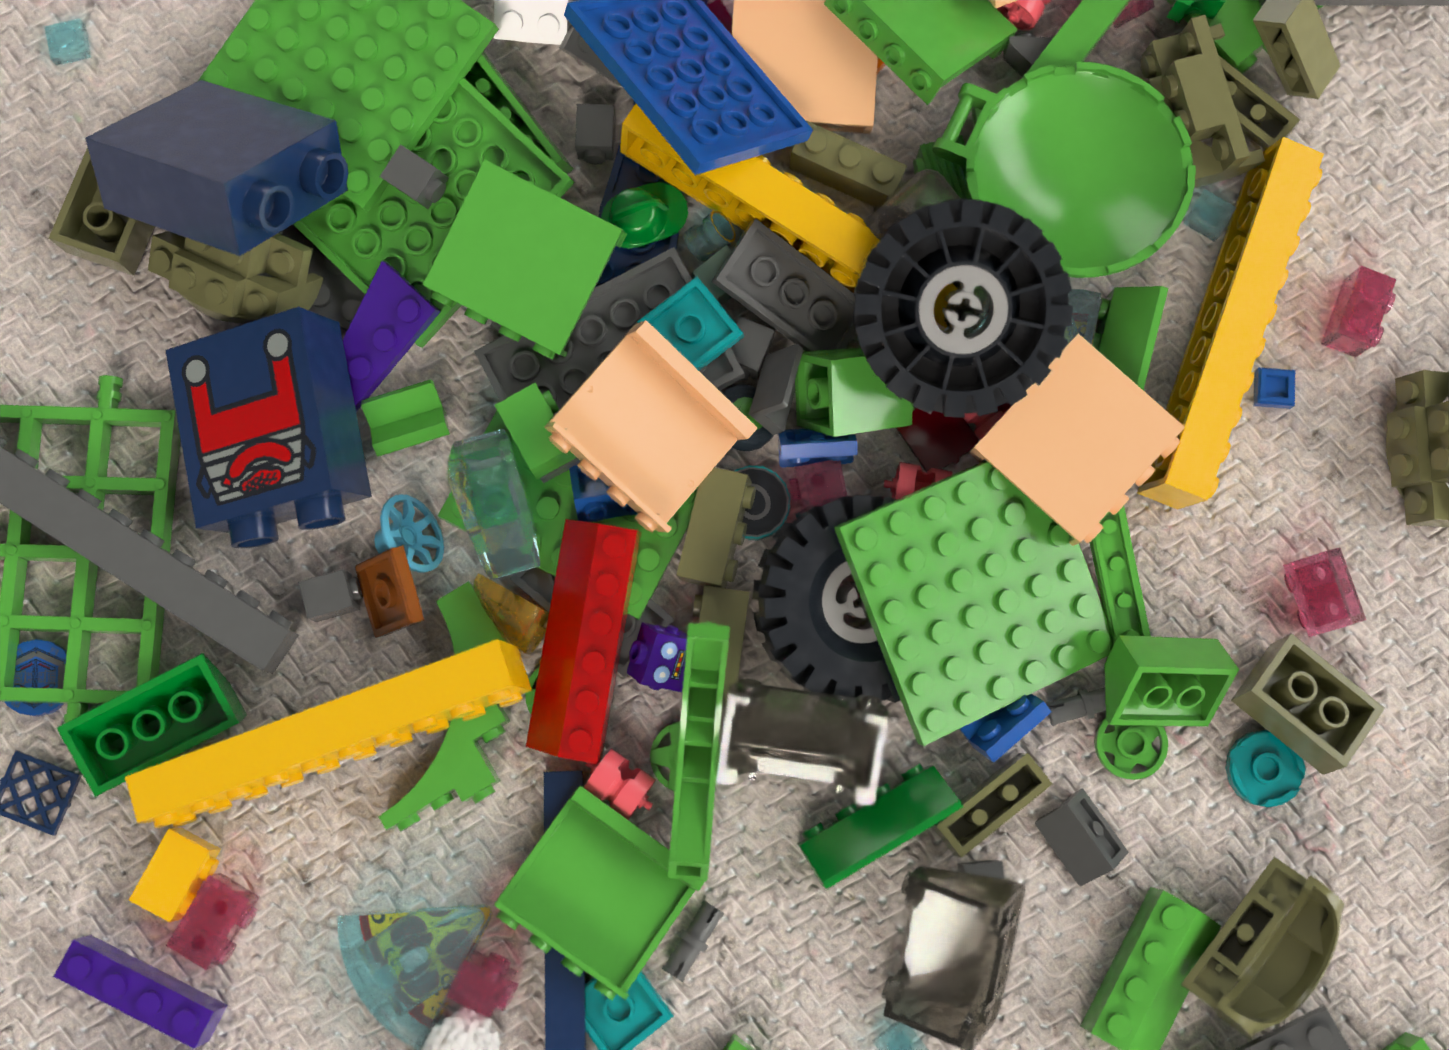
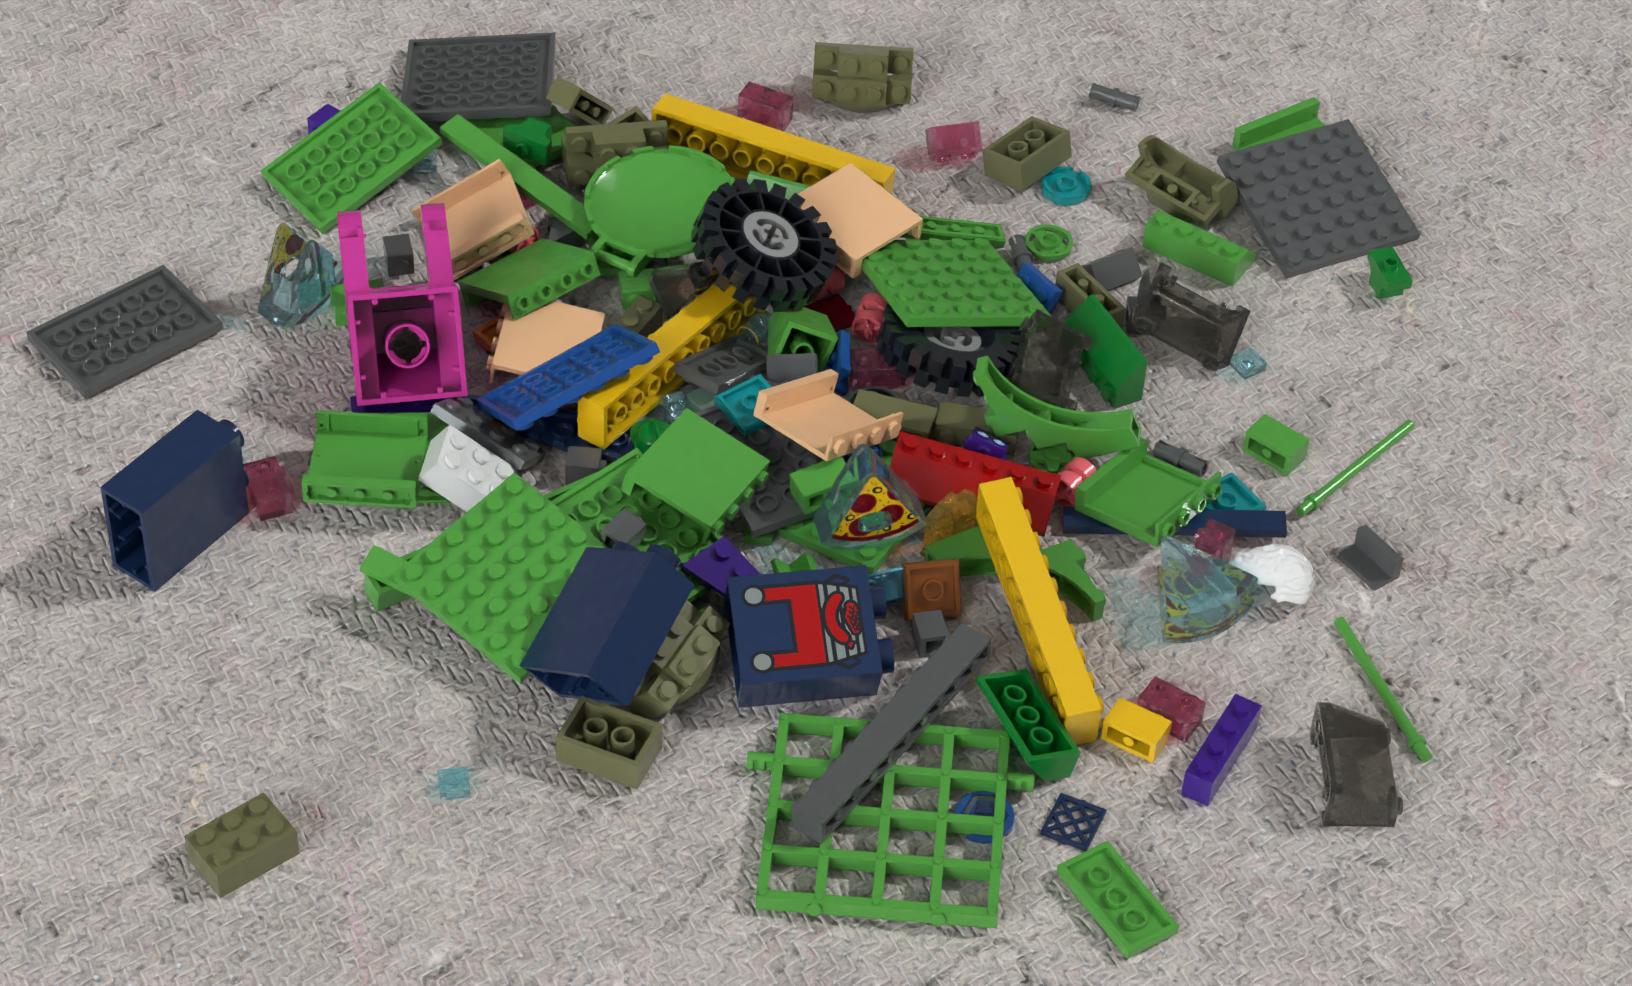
camera: 85 degrees left, 35 degrees down
(1166, 680) = (1009, 211): bright green slope -> none

